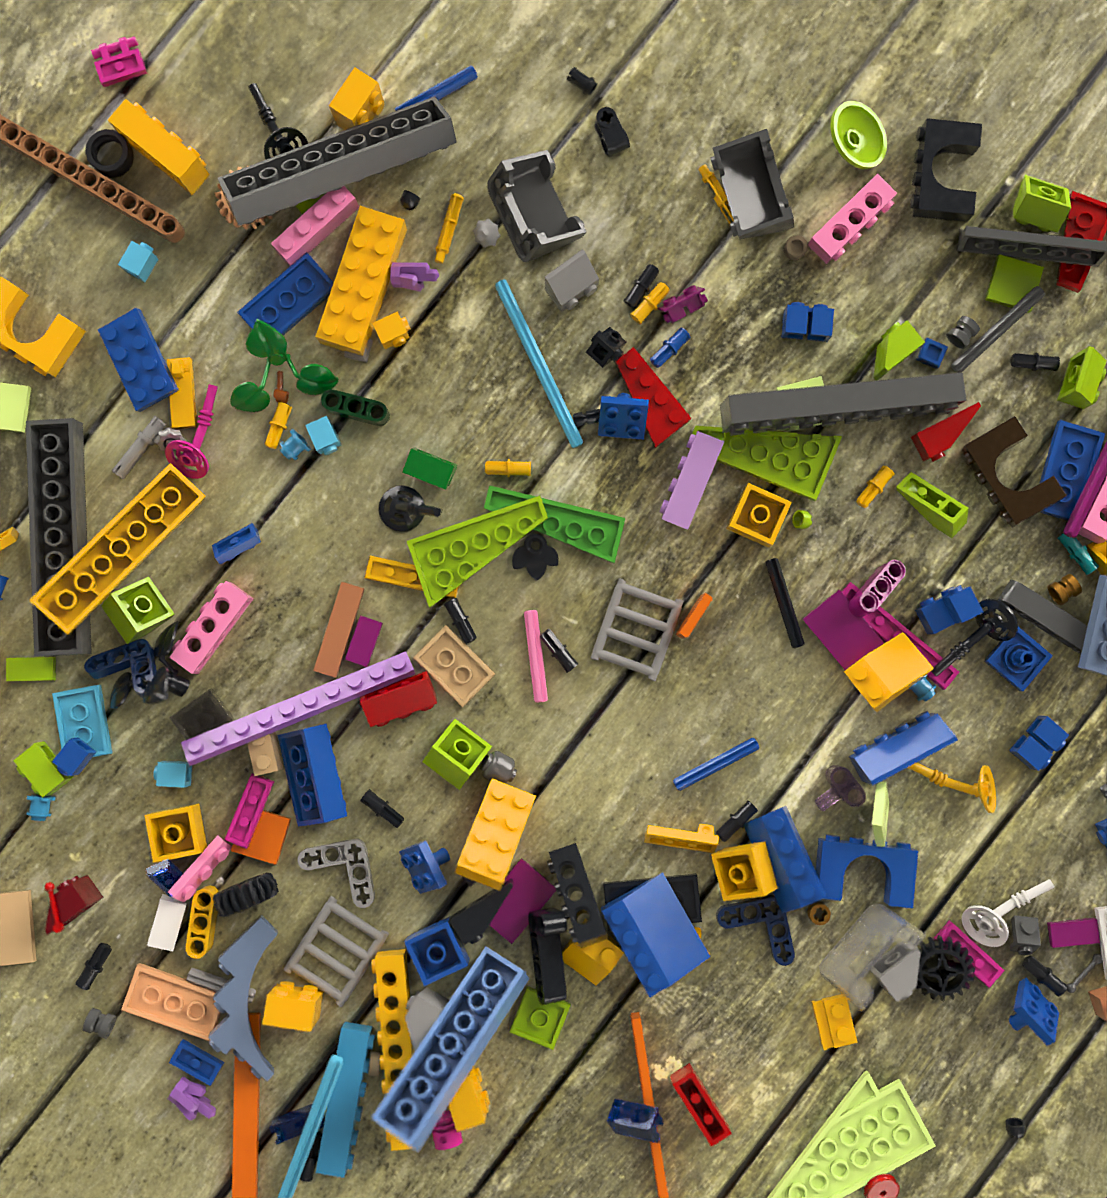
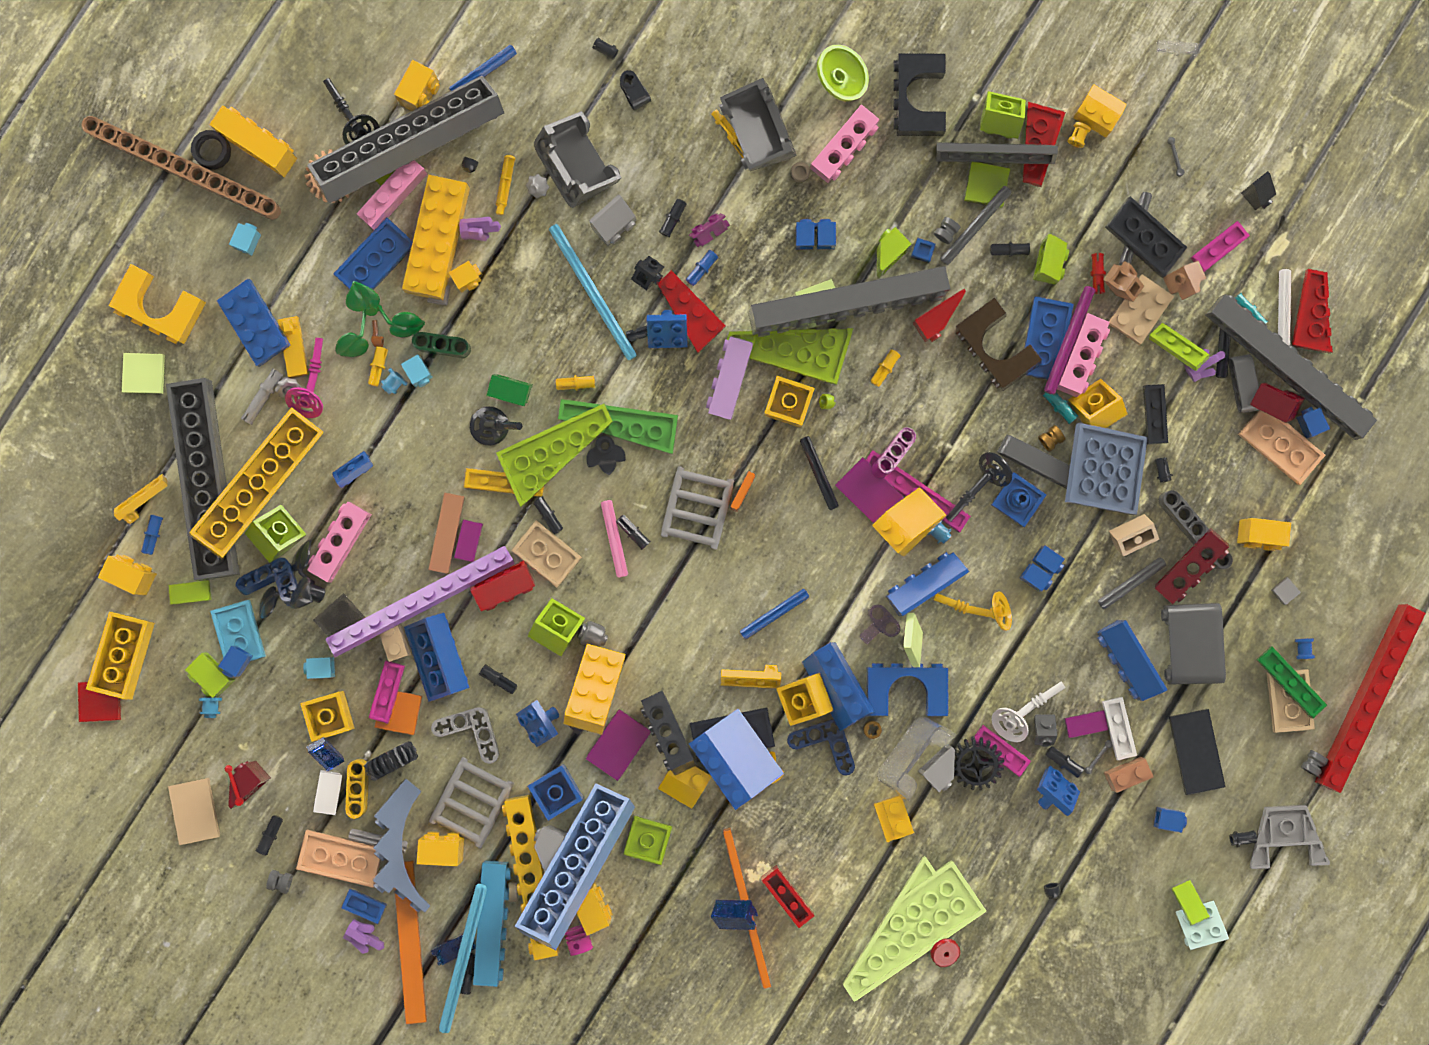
camera: 10 degrees left, 0 degrees up
(121, 66) = (213, 74): dark pink plate -> none
(200, 869) = (351, 744): bright pink plate -> none
(476, 917) = (586, 760): black slope -> none
(549, 973) = (648, 785): black beam -> none
(650, 303) = (681, 231): yellow axle -> none
(736, 821) = (796, 659): black axle -> none
(934, 505) = (936, 378): lime slope -> none
(952, 607) = (958, 463): blue brick -> none

